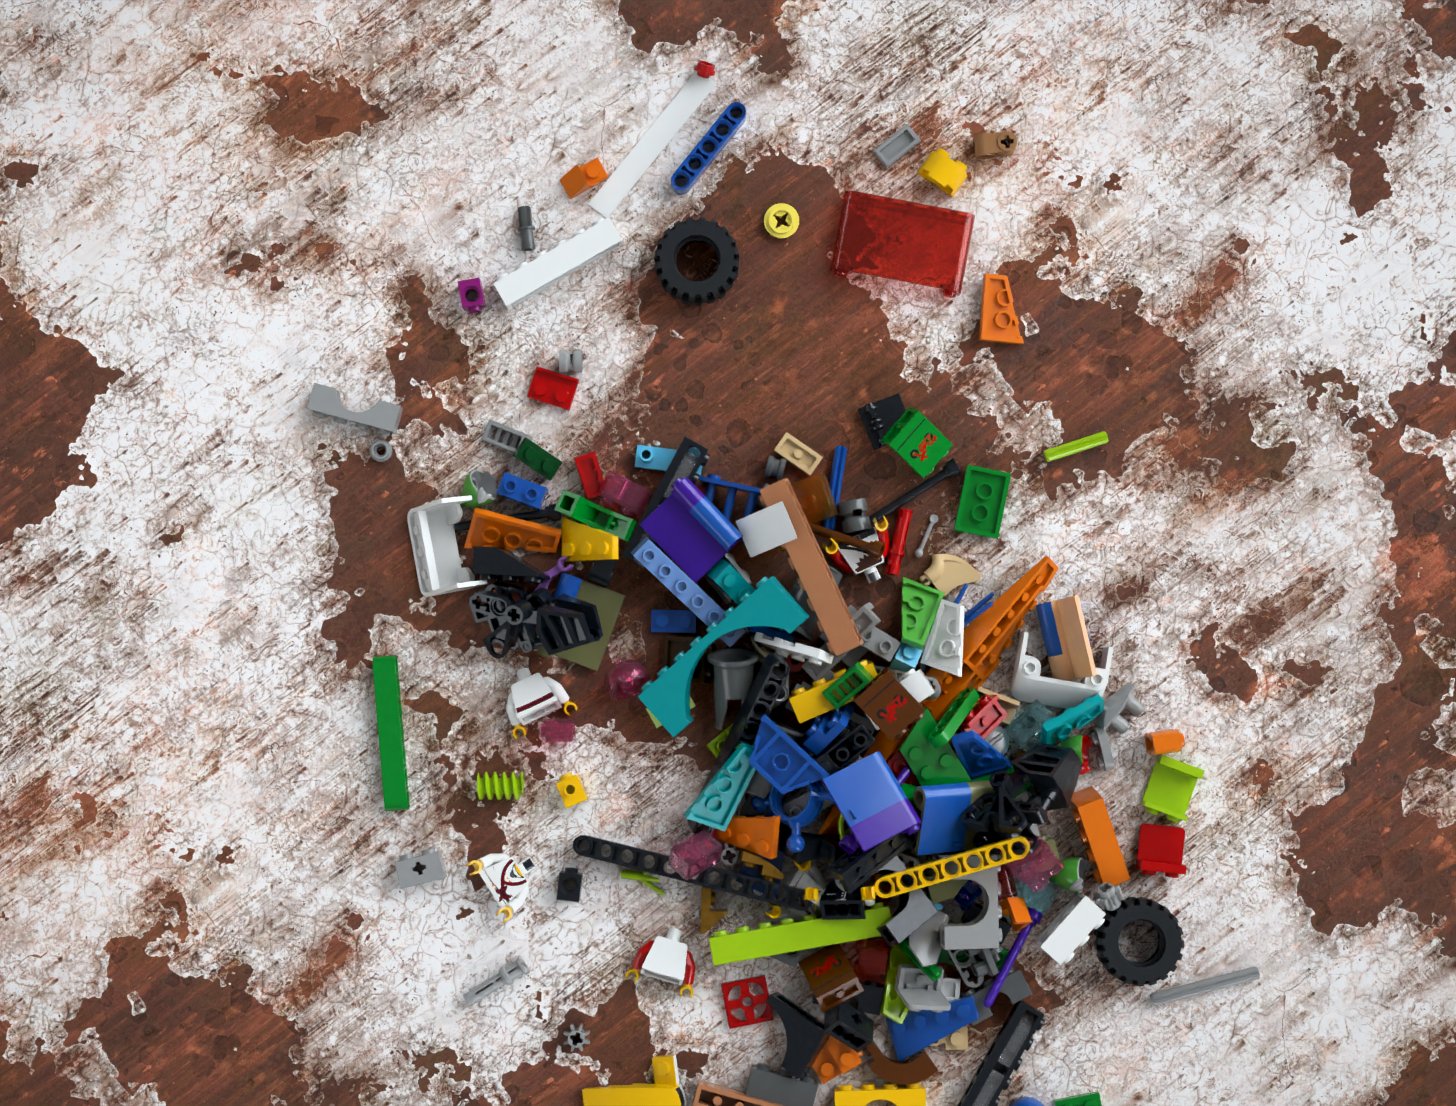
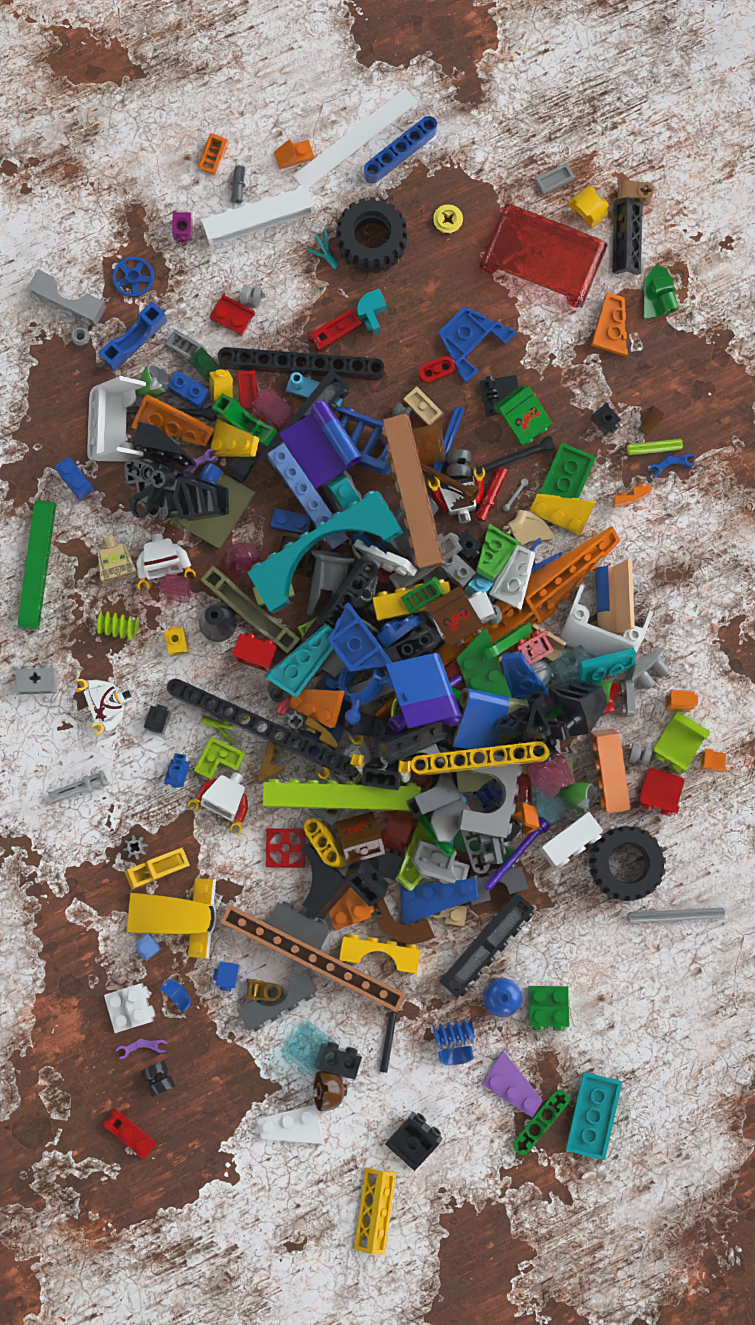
camera: 15 degrees right, 5 degrees down
(412, 623) = (74, 478): none -> blue brick
(427, 365) = (133, 277): none -> blue wheel
(445, 440) = (145, 326): none -> blue arch
(480, 710) = (115, 561): none -> tan torso
(493, 179) = (224, 142): none -> orange slope
(558, 477) = (221, 383): none -> yellow brick
(605, 941) = (177, 771): none -> blue hips
(606, 1056) = (156, 868): none -> yellow slope
(624, 752) = (218, 622): none -> black cone
(635, 427) = (293, 357): none -> black beam
(646, 909) = (216, 753): none -> lime plate
(647, 291) = (327, 255): none -> teal plant
(650, 738) = (249, 611): none -> olive arch
(666, 786) = (255, 652): none -> red brick
(677, 382) = (335, 329): none -> red plate
(695, 855) = (266, 711): clear pink brick -> none
(704, 69) = (410, 87): red plate -> none
(711, 346) = (369, 306): none -> teal brick
(766, 529) = (382, 453): white sticker -> none
(782, 987) = (318, 839): none -> yellow beam
(805, 406) = (436, 369): none -> red plate
(830, 355) = (465, 333): none -> blue wing
(880, 600) = (472, 552): none -> black brick
(988, 547) = (564, 512): none -> yellow wing
(992, 200) = (624, 235): none -> black fence
(1005, 426) = (598, 419): none -> black brick
(1045, 260) = (659, 293): none -> green panel
(1065, 416) = (651, 419): none -> reddish brown cone
(1068, 506) = (637, 493): none -> orange slope
(1097, 458) = (682, 460): none -> blue piece
(1109, 896) = (609, 818): light grey gear -> none
(1128, 811) = (635, 753): none -> light grey wheel
(1213, 801) = (713, 761): none -> orange panel

